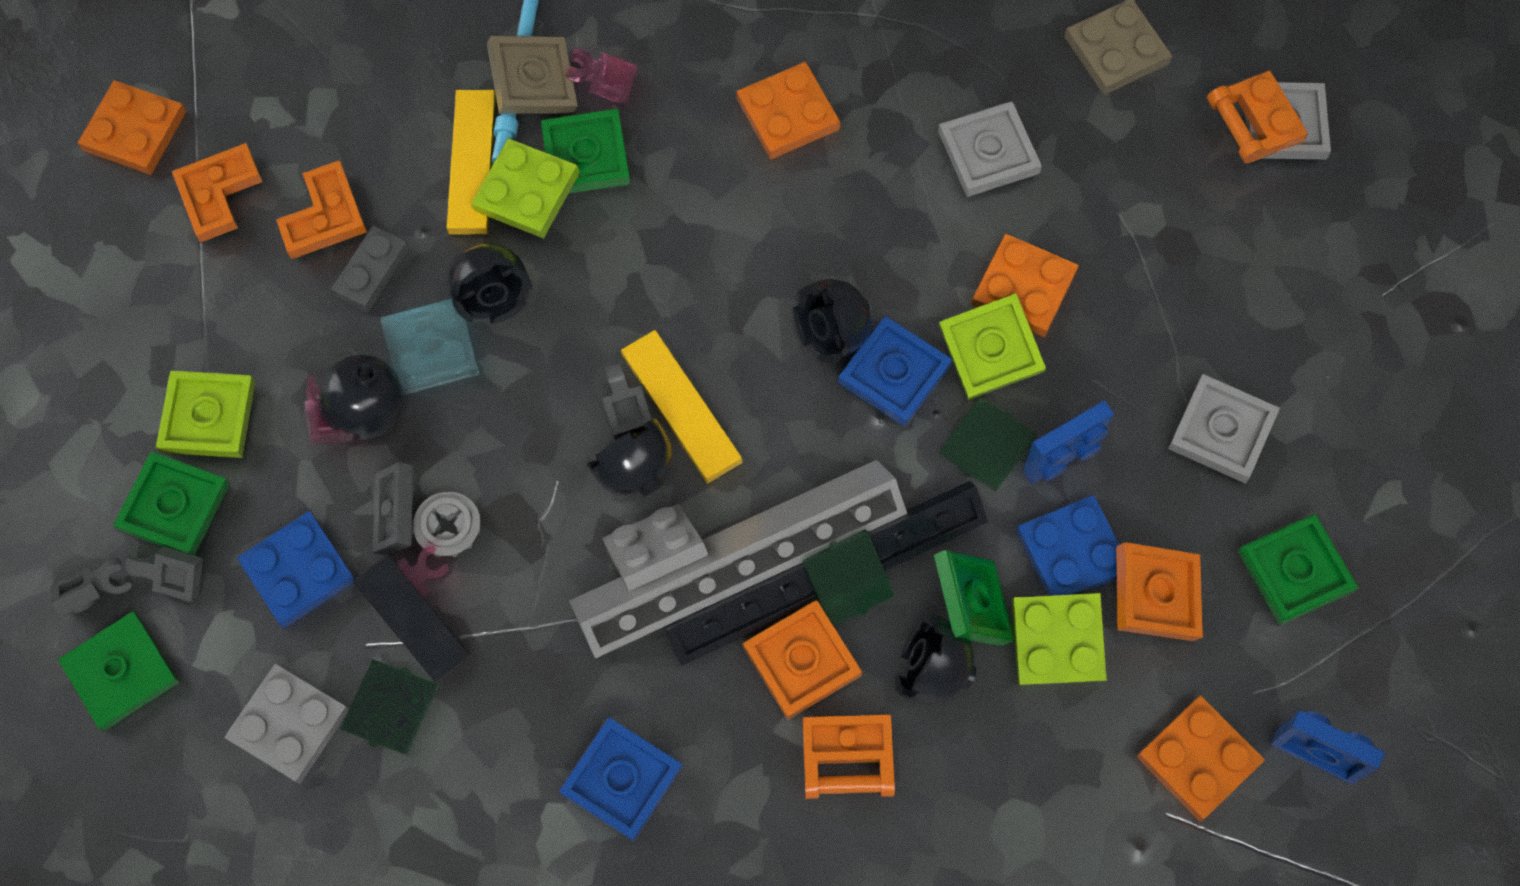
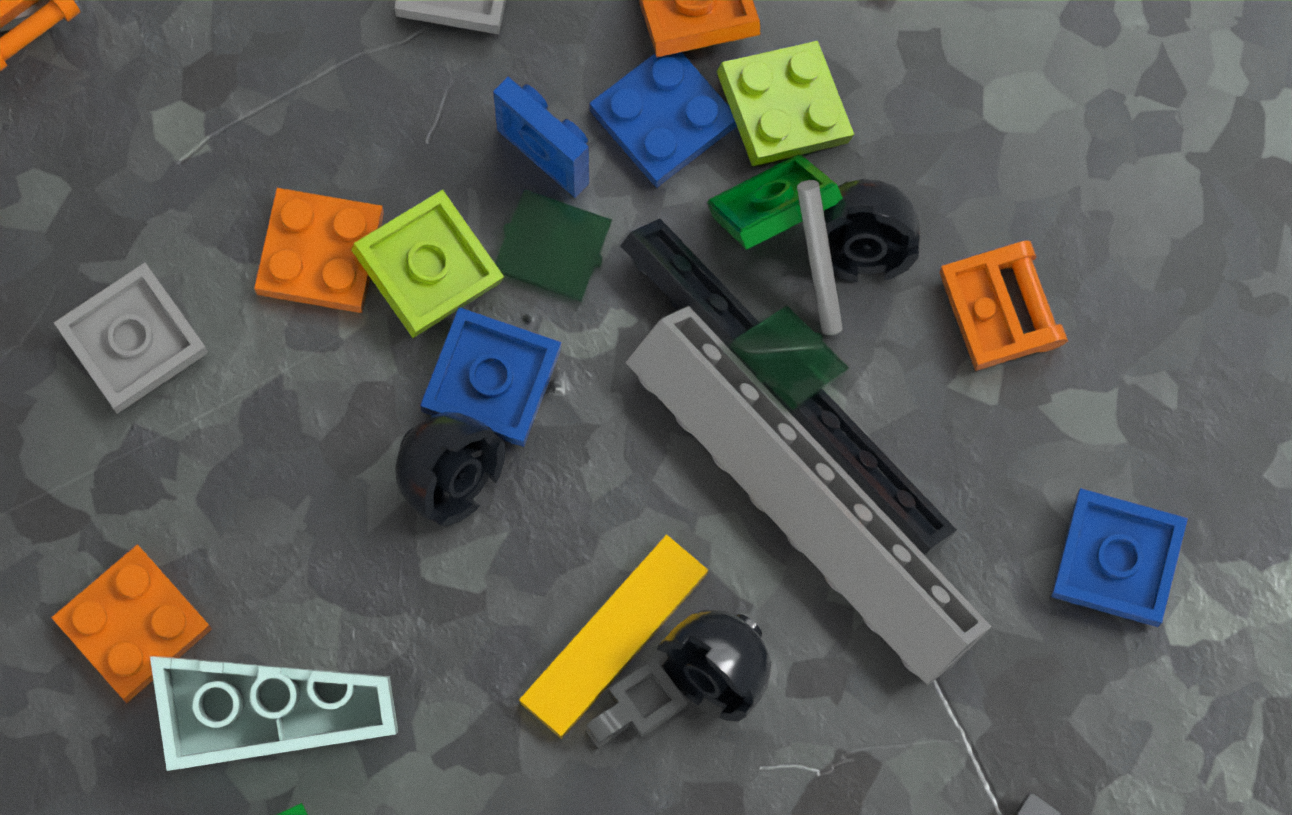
camera: 110 degrees left, 5 degrees up
(654, 546) = (826, 599): light grey plate -> none
(696, 163) = (252, 710): none -> light aqua wedge
(802, 659) = (904, 388): orange plate -> none
(917, 613) = (819, 257): none -> light grey bar

